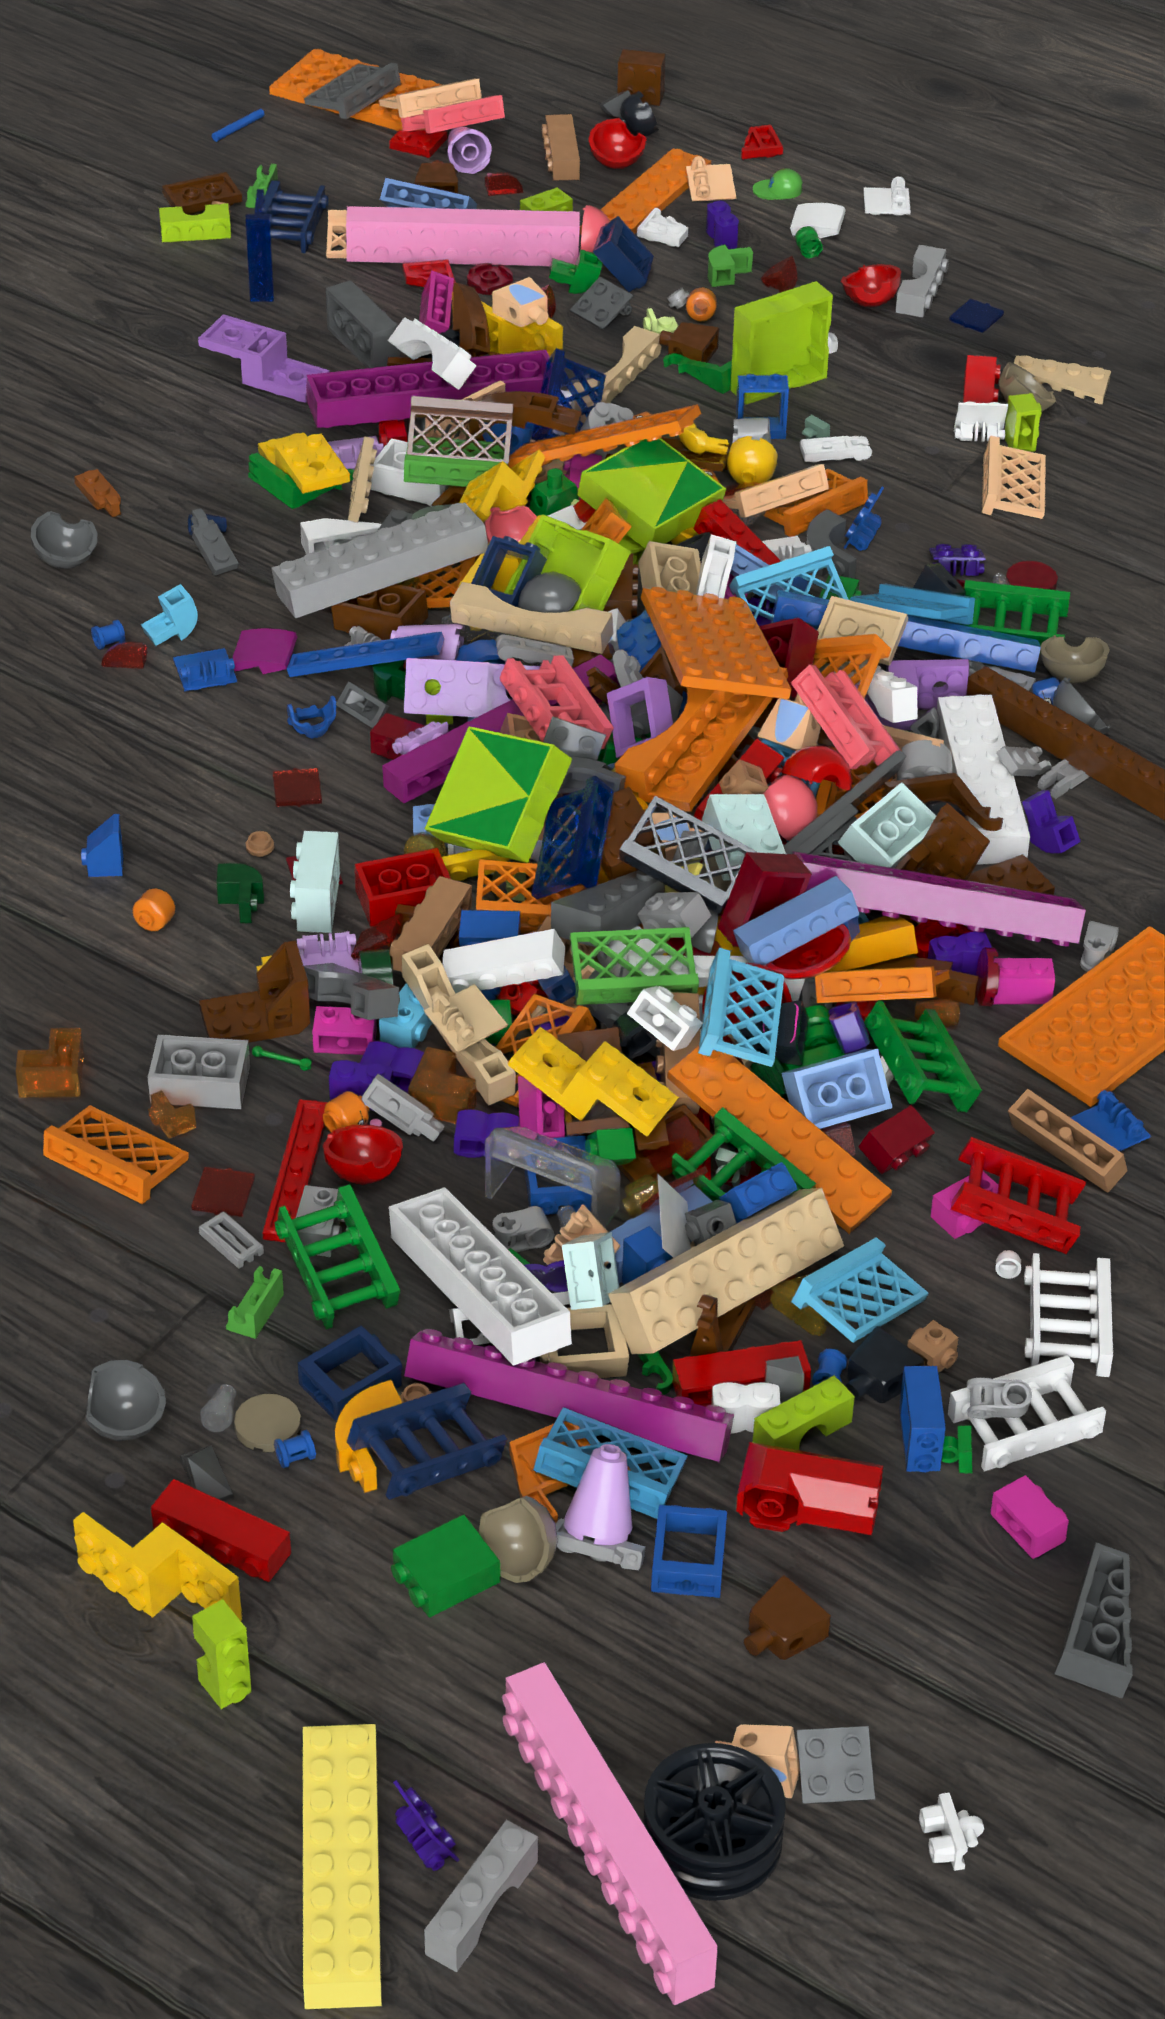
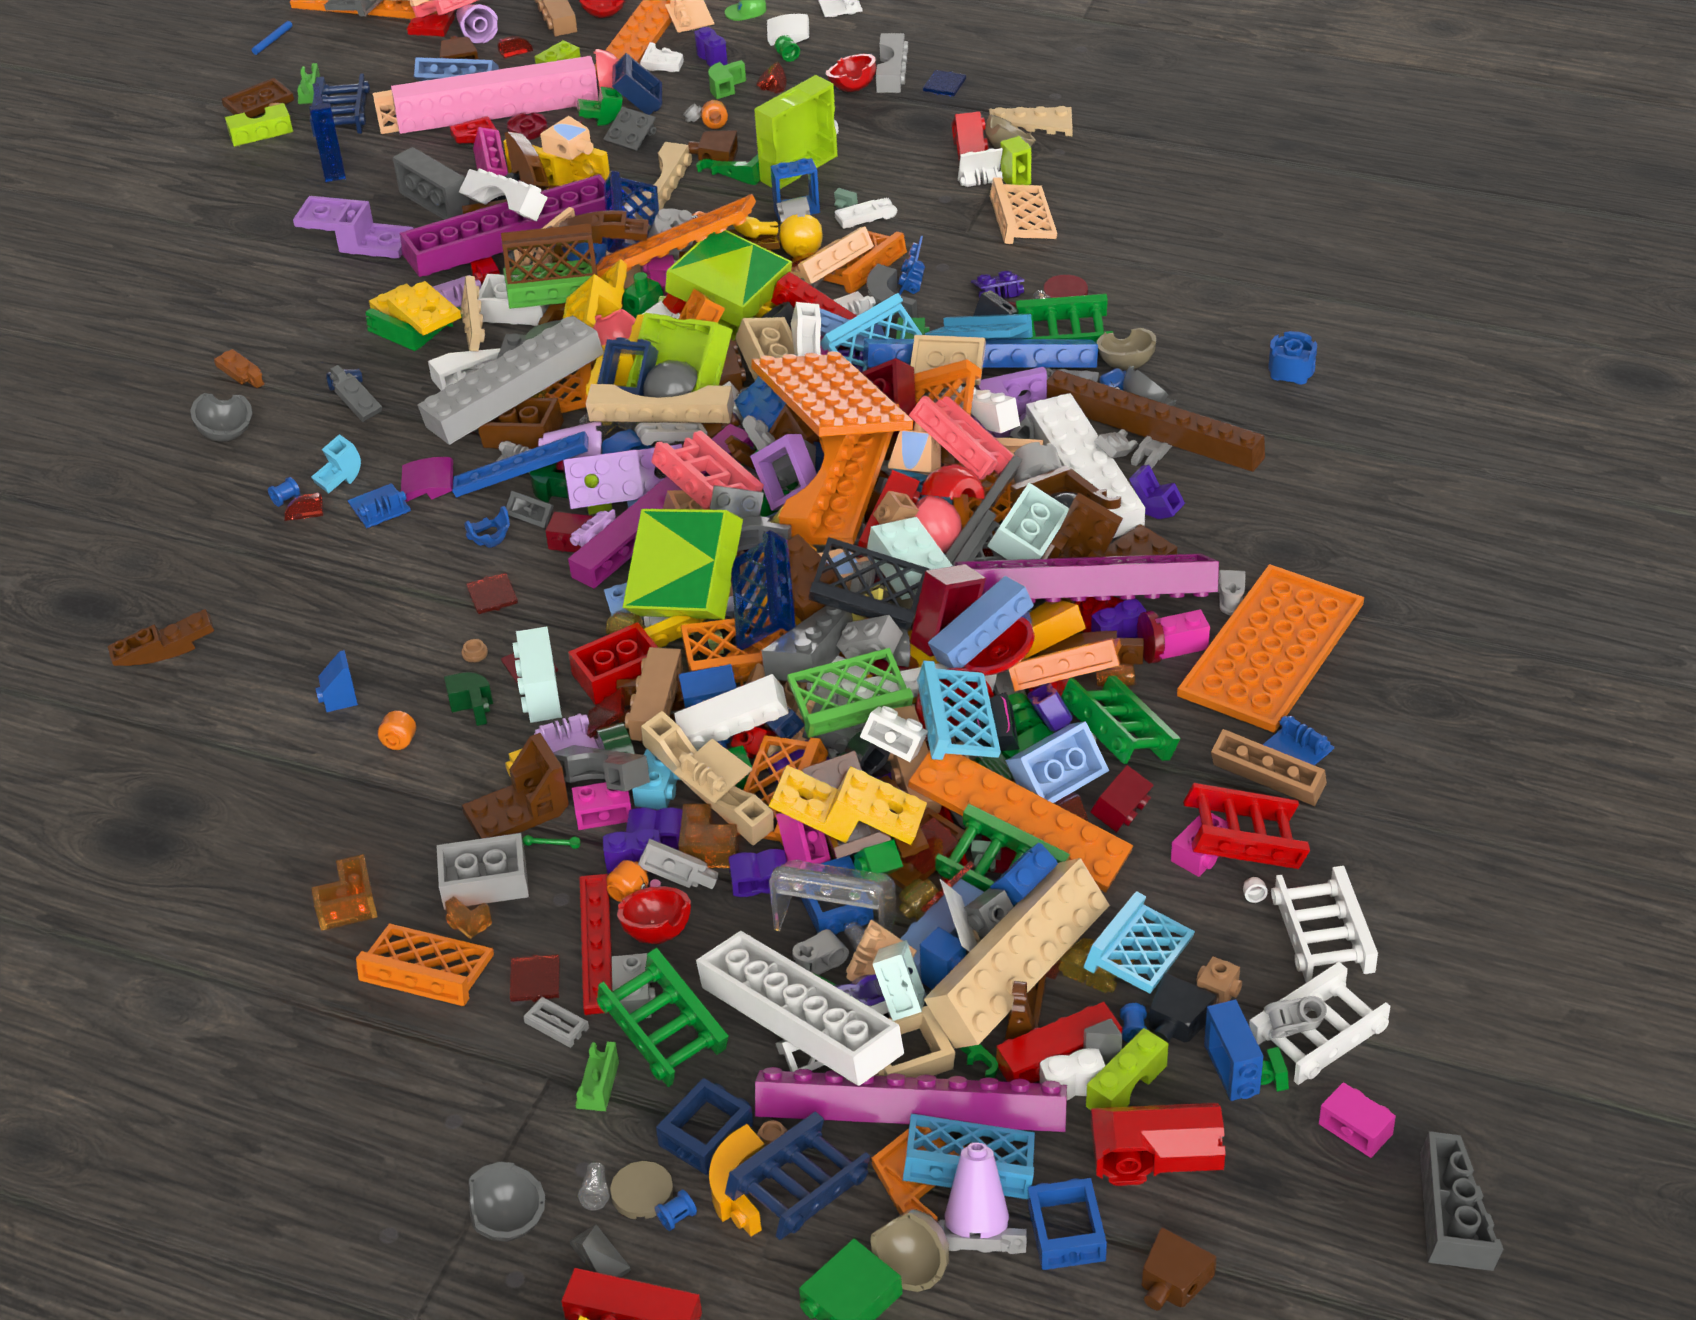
camera: 10 degrees left, 0 degrees up
(657, 325) = (683, 138): yellowish green bracket -> none

